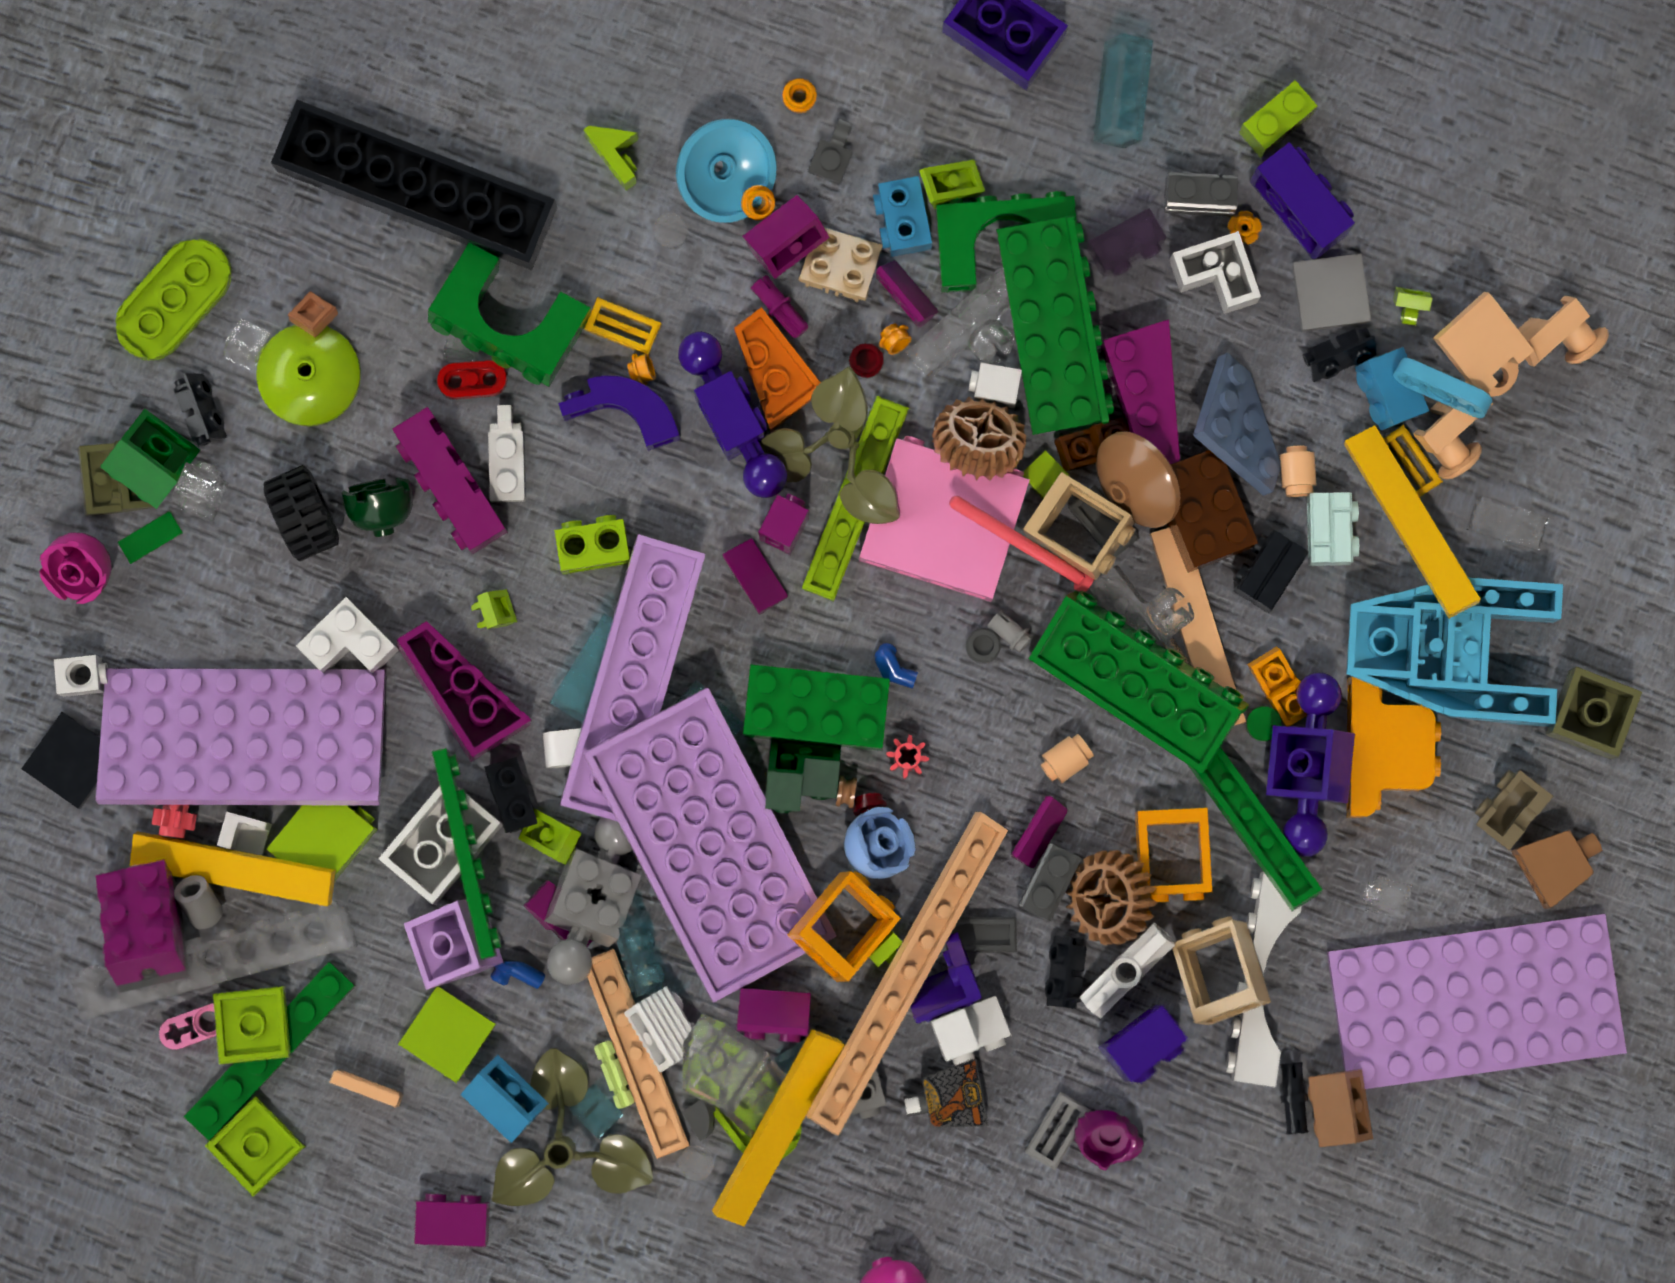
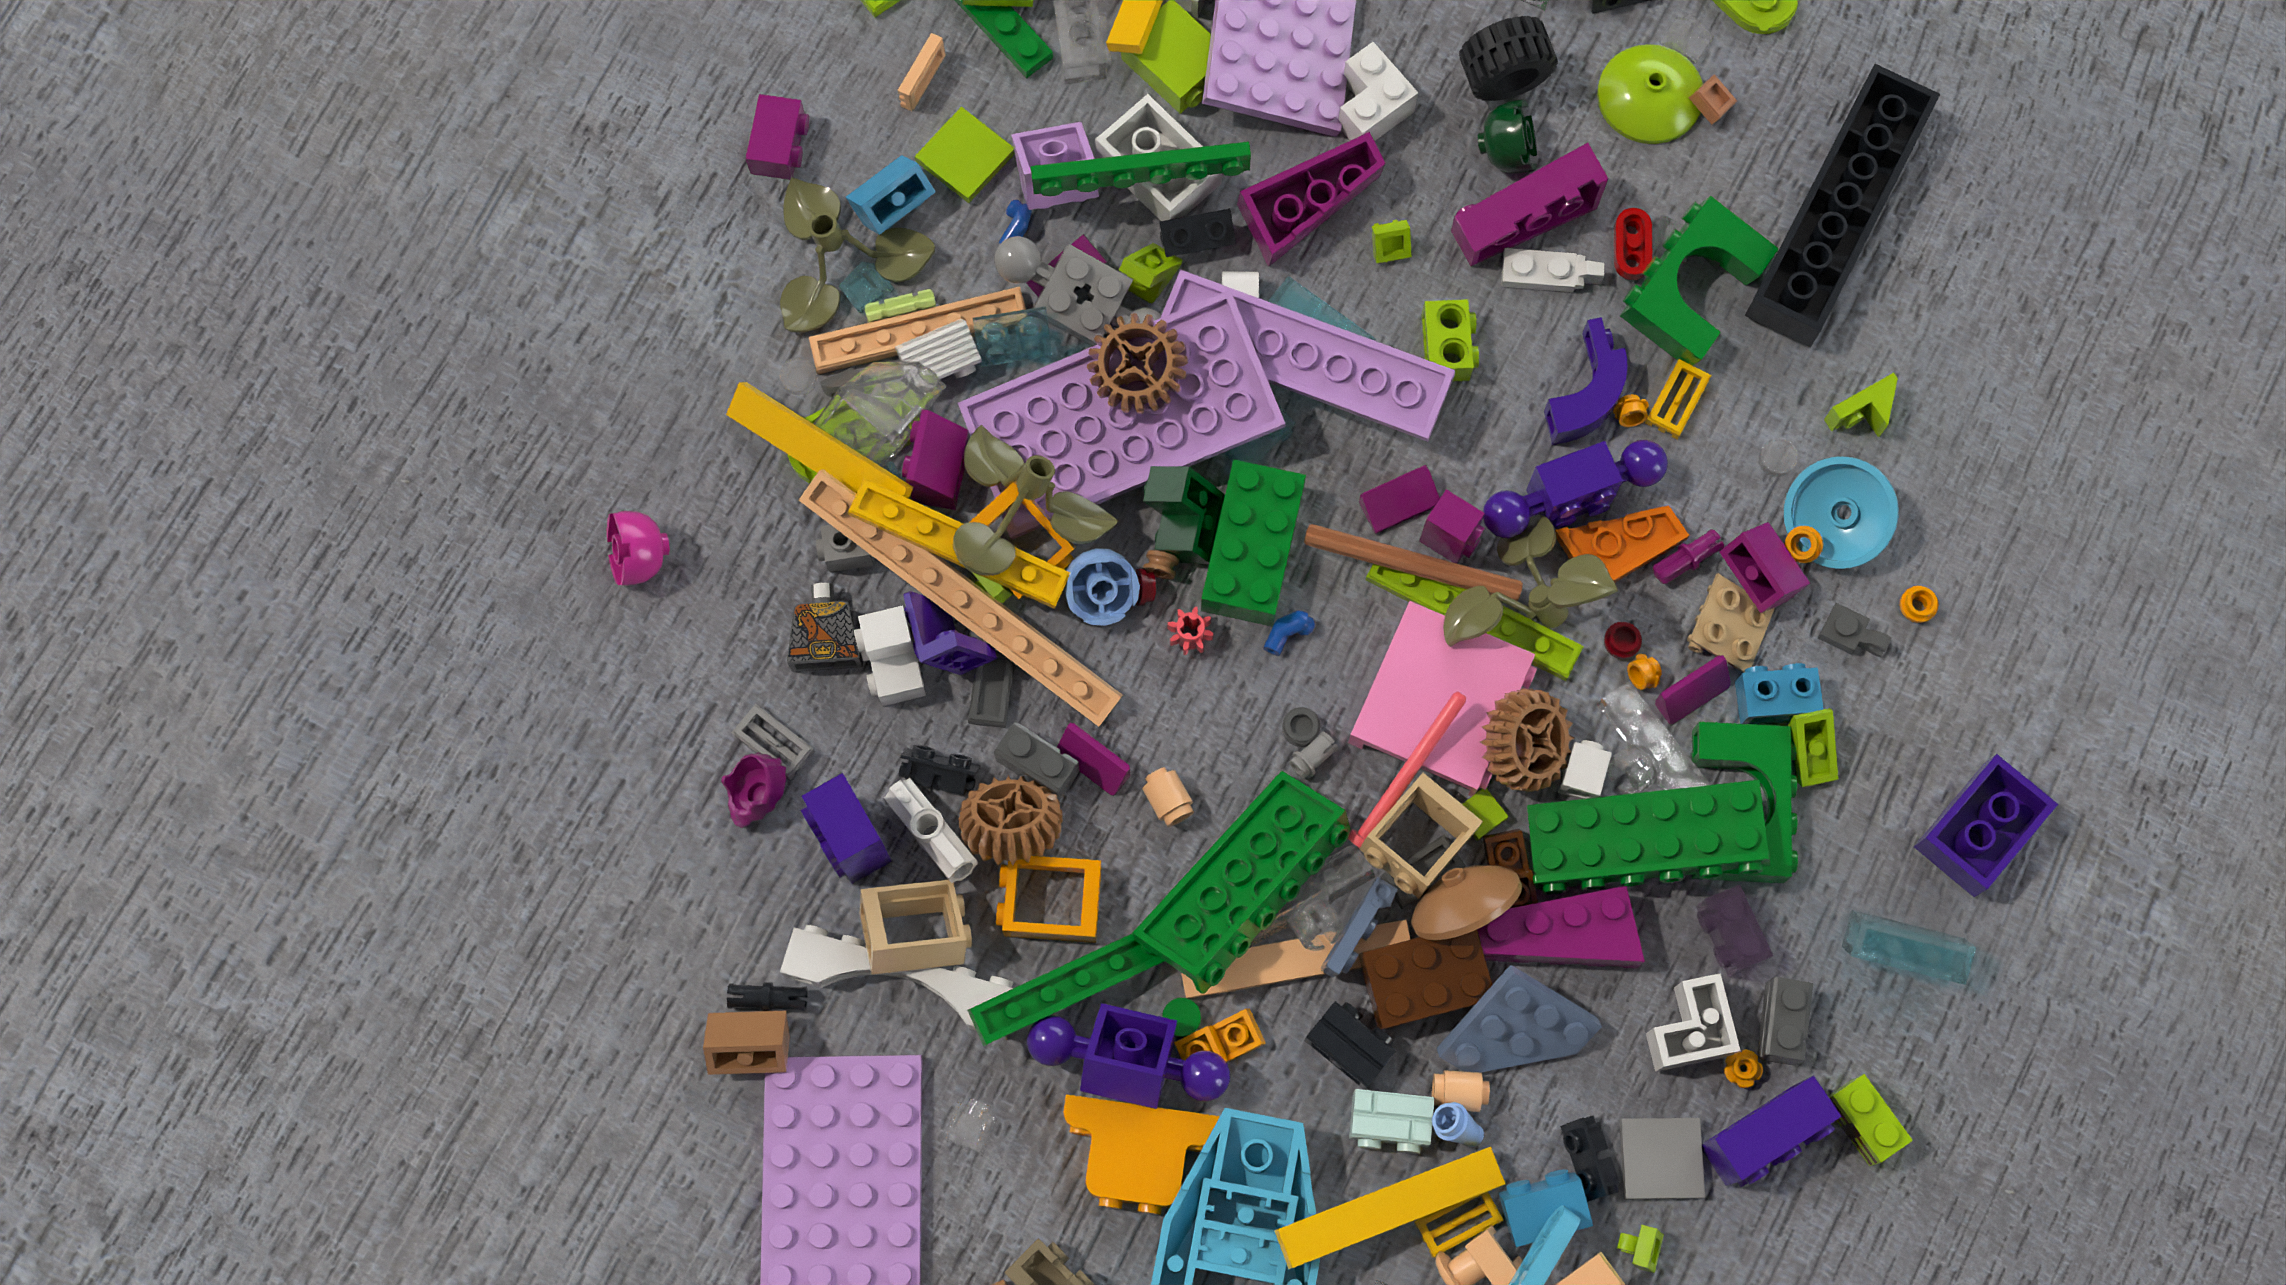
camera: 100 degrees right, 10 degrees down
(680, 821) = (1118, 339): none -> medium nougat gear
(773, 955) = (994, 461): none -> olive plant
(819, 558) = (1410, 561): none -> nougat axle
(862, 978) = (936, 532): none -> yellow tile
(1166, 573) = (1359, 926): none -> sand blue hinge
(1331, 471) = (1456, 1125): none -> light blue cone

